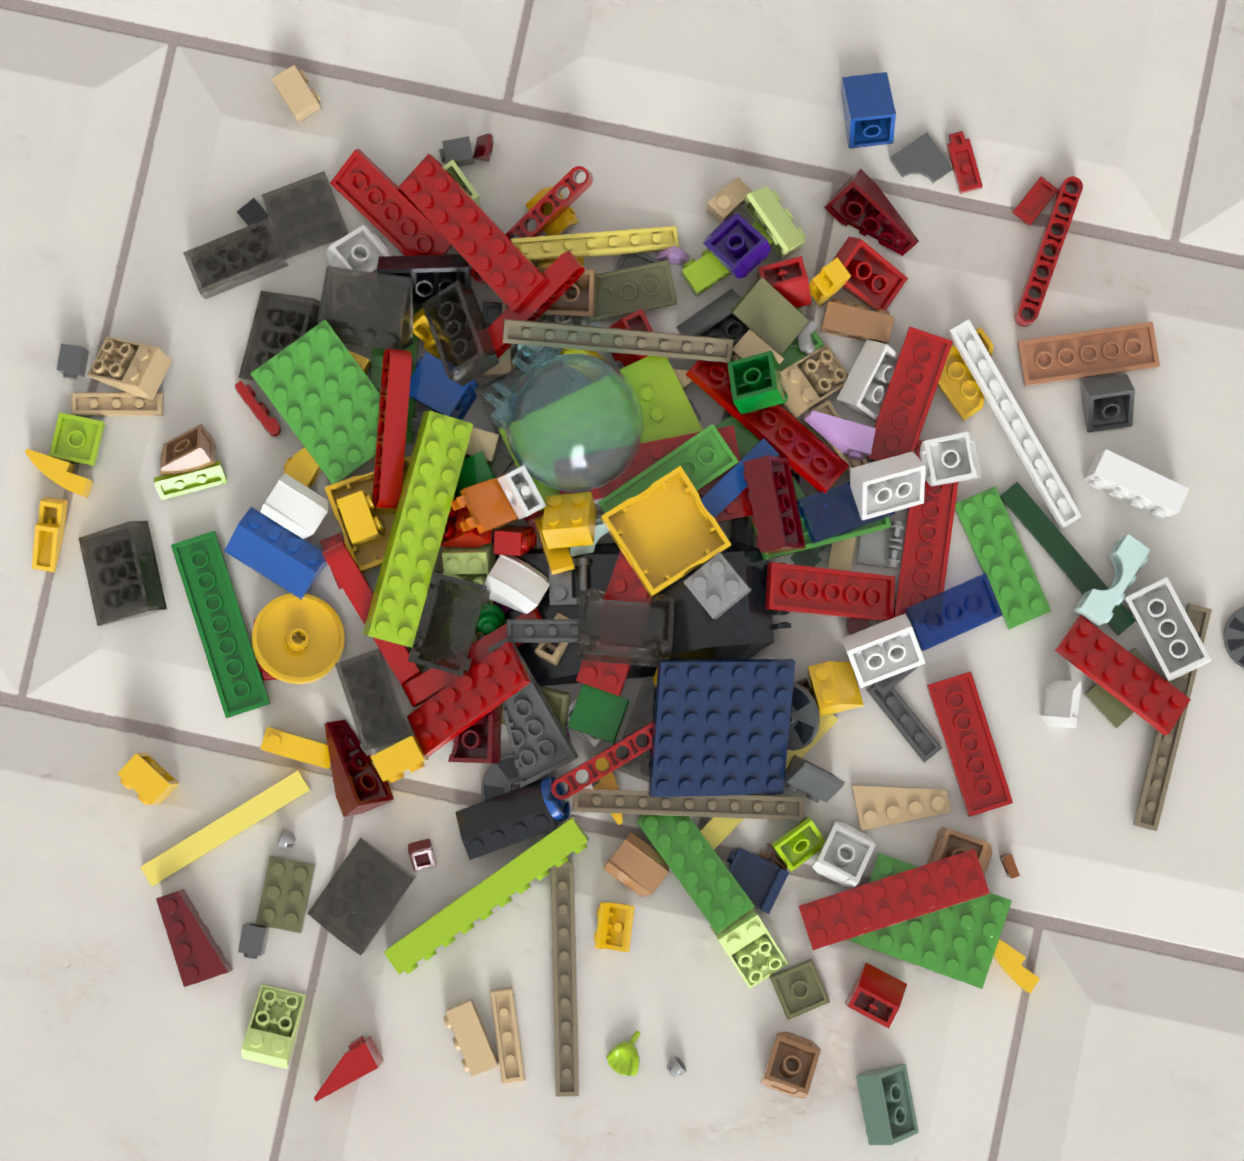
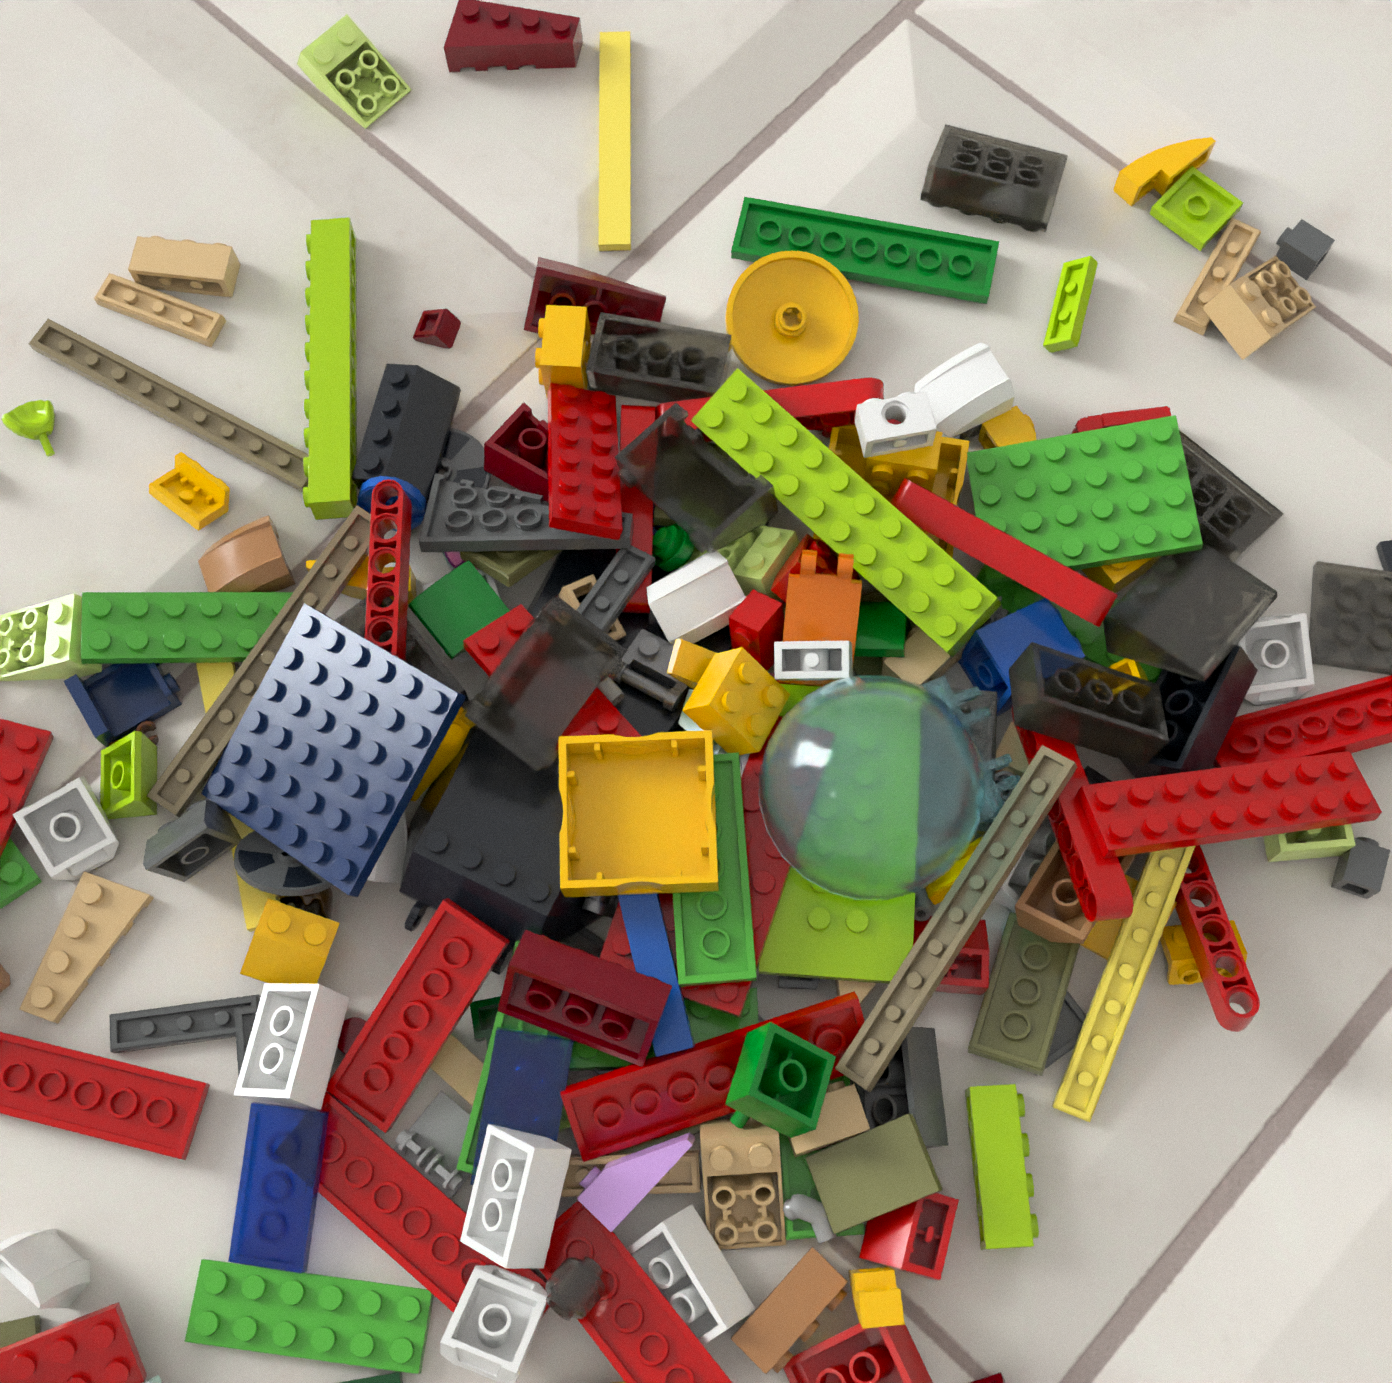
camera: 125 degrees right, 15 degrees down
(49, 533) = (1092, 124): yellow slope -> none
(147, 779) = (725, 77): yellow brick -> none
(188, 452) = (1108, 317): medium nougat slope -> none
(235, 259) = (1346, 496): clear smoke brick -> none
(253, 940) = (465, 100): dark grey brick -> none
(276, 553) = (916, 344): blue slope -> none
(285, 894) = (494, 162): olive plate -> none
(286, 839) = (556, 192): light grey hinge -> none
(296, 747) = (663, 250): yellow slope -> none
(357, 1061) = (242, 123): red slope -> none
(361, 896) = (432, 236): clear smoke slope -> none
(363, 533) = (881, 437): none -> white brick
(483, 147) = (1348, 912): dark red slope -> none
(674, 254) = (1044, 1091): lavender tile -> none
(717, 586) = (517, 841): light grey brick -> none
(728, 200) = (1089, 1228): tan slope -> none
(737, 245) = (1008, 1186): dark purple slope -> none
(775, 221) = (1017, 1277): yellowish green slope -> none
(912, 429) = (575, 1287): none -> clear smoke head

